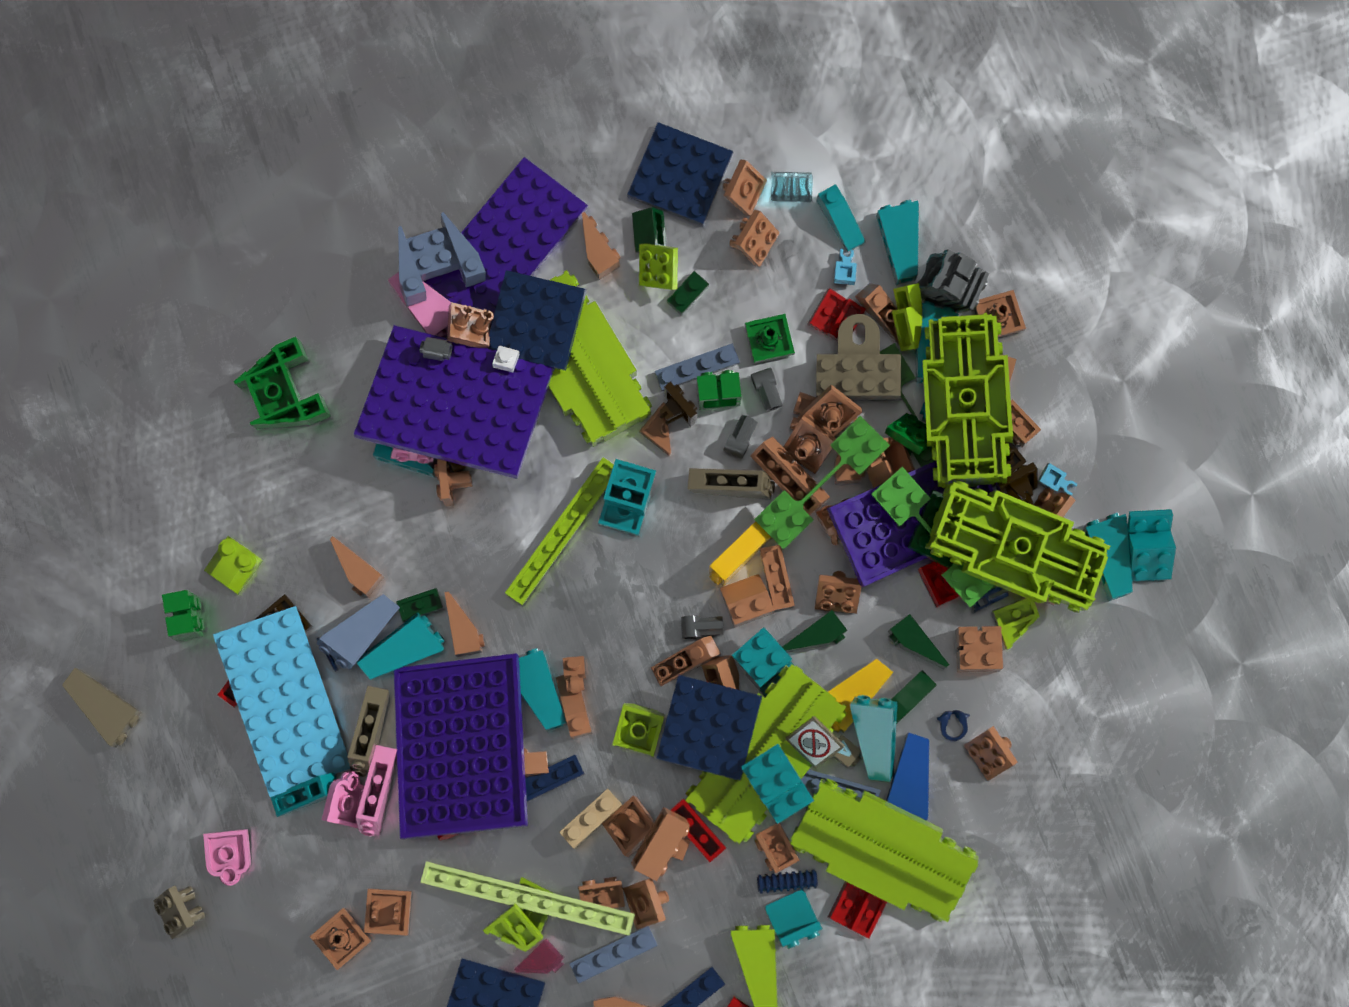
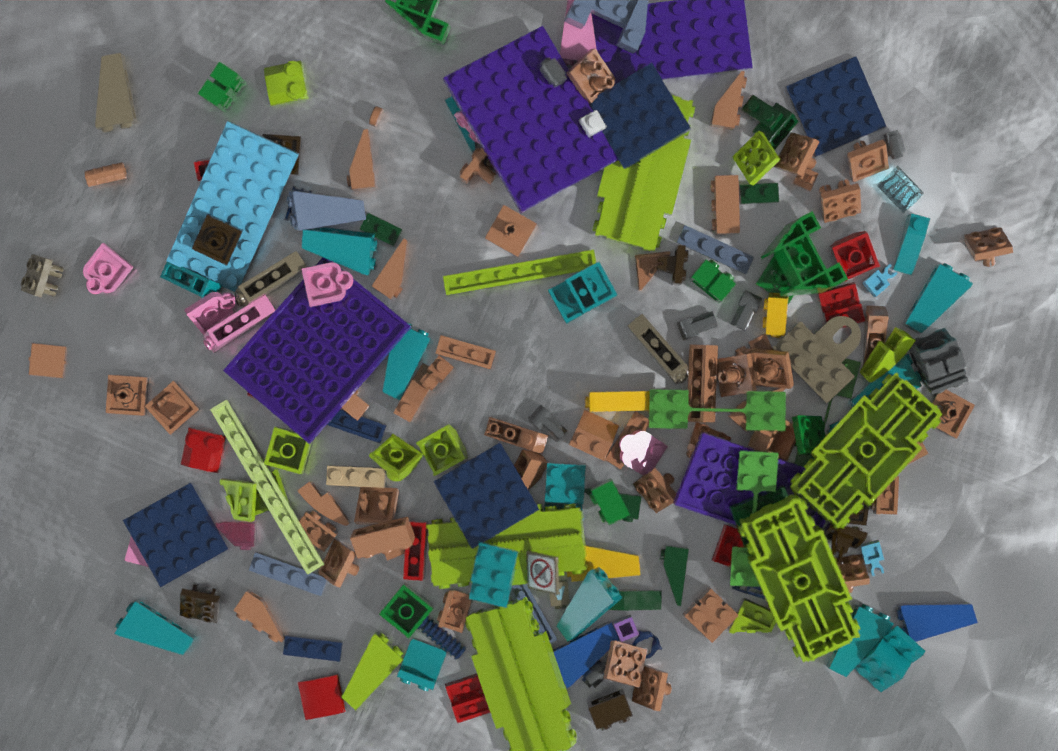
camera: 45 degrees right, 10 degrees up
(154, 776) = (105, 174): none -> nougat axle
(248, 976) = (47, 360): none -> nougat piece
(294, 737) = (217, 239): none -> dark brown plate
(330, 521) = (375, 116): none -> nougat tile
(416, 687) = (326, 283): none -> bright pink plate
(446, 921) = (203, 450): none -> red slope
(515, 852) = (287, 451): none -> lime brick
(523, 507) = (510, 231): none -> nougat tile
(581, 635) = (465, 352): none -> nougat plate
(587, 867) = (323, 504): none -> nougat slope
(609, 771) = (396, 458): none -> lime slope
(628, 230) = (762, 112): none -> dark green plate
(671, 325) = (725, 204): none -> nougat brick
(687, 234) = (797, 154): none -> nougat plate
(711, 248) = (807, 180): none -> nougat tile
(737, 886) = (406, 610): none -> green brick
(754, 157) = (894, 144): none -> dark grey brick
(772, 307) = (801, 260): none -> green wedge
(796, 575) = (641, 451): none -> bright pink plate
(797, 372) = (776, 315): none -> yellow brick
(807, 267) = (855, 254): none -> red slope
(811, 636) = (609, 501): none -> green brick
(899, 162) = (988, 245): none -> nougat plate
(924, 725) = (625, 628): none -> medium lavender brick
(938, 787) = (594, 675): none -> dark grey brick
(948, 757) = (618, 663): none -> nougat plate
(978, 802) = (610, 710): none -> dark brown brick
(1152, 481) = (933, 619): none -> blue slope

